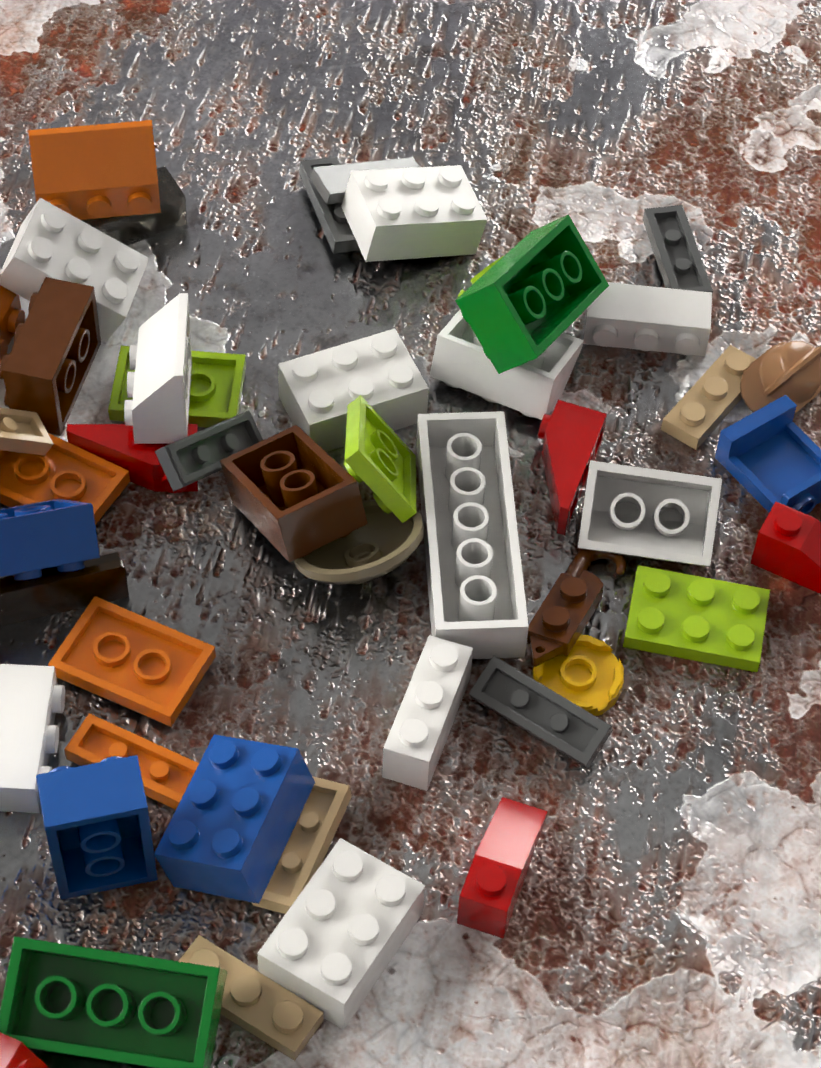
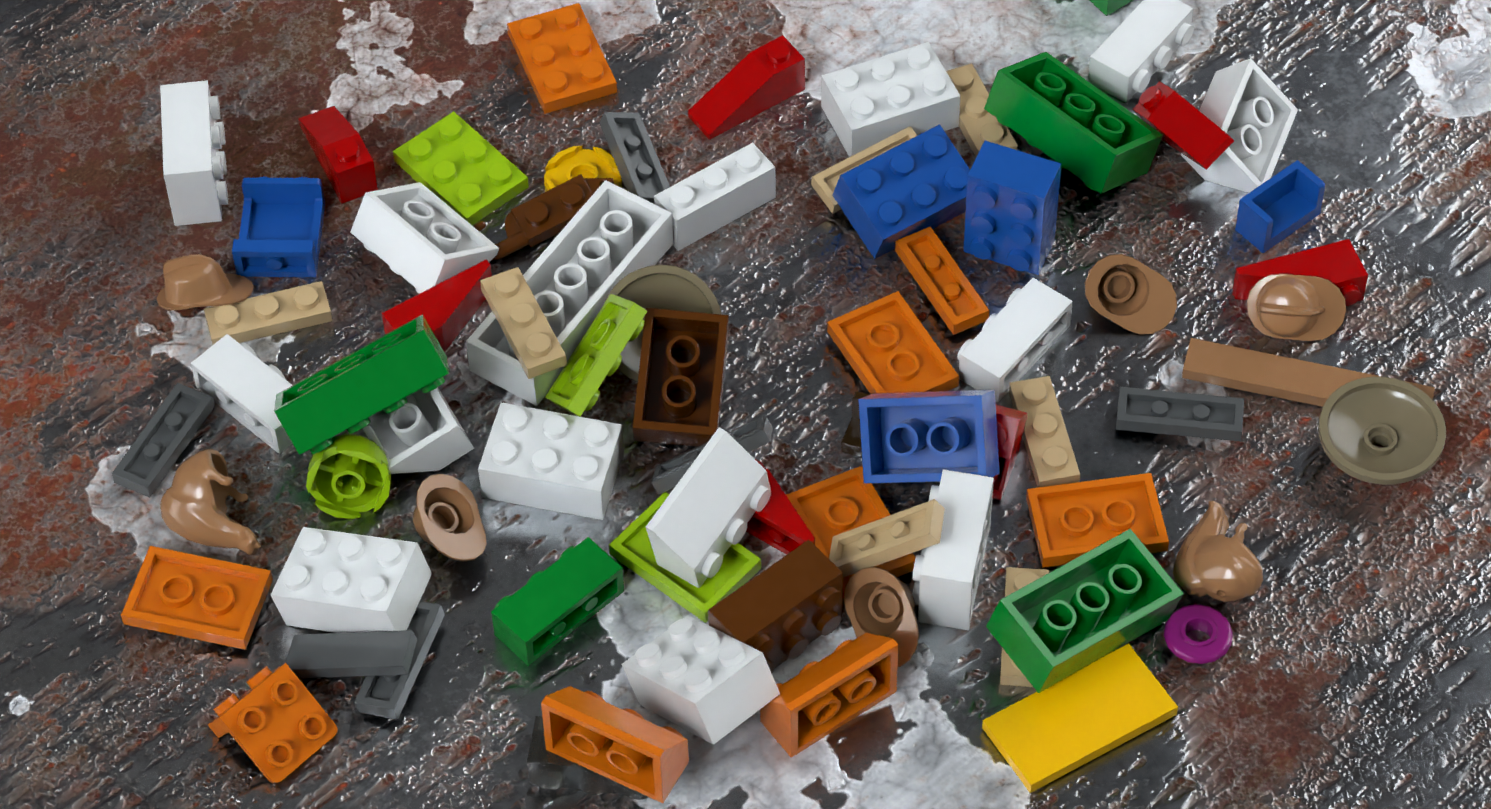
camera: 140 degrees left, 0 degrees up
(251, 299) = (557, 600): none -> green brick
(384, 294) = (449, 518): none -> medium nougat piece
(390, 112) = (275, 722): none -> orange bracket
(467, 444) = (523, 323): none -> tan plate
(526, 169) = (197, 597): none -> orange plate
(596, 215) = (198, 507): none -> medium nougat piece
(725, 795) = (562, 58): none -> orange plate

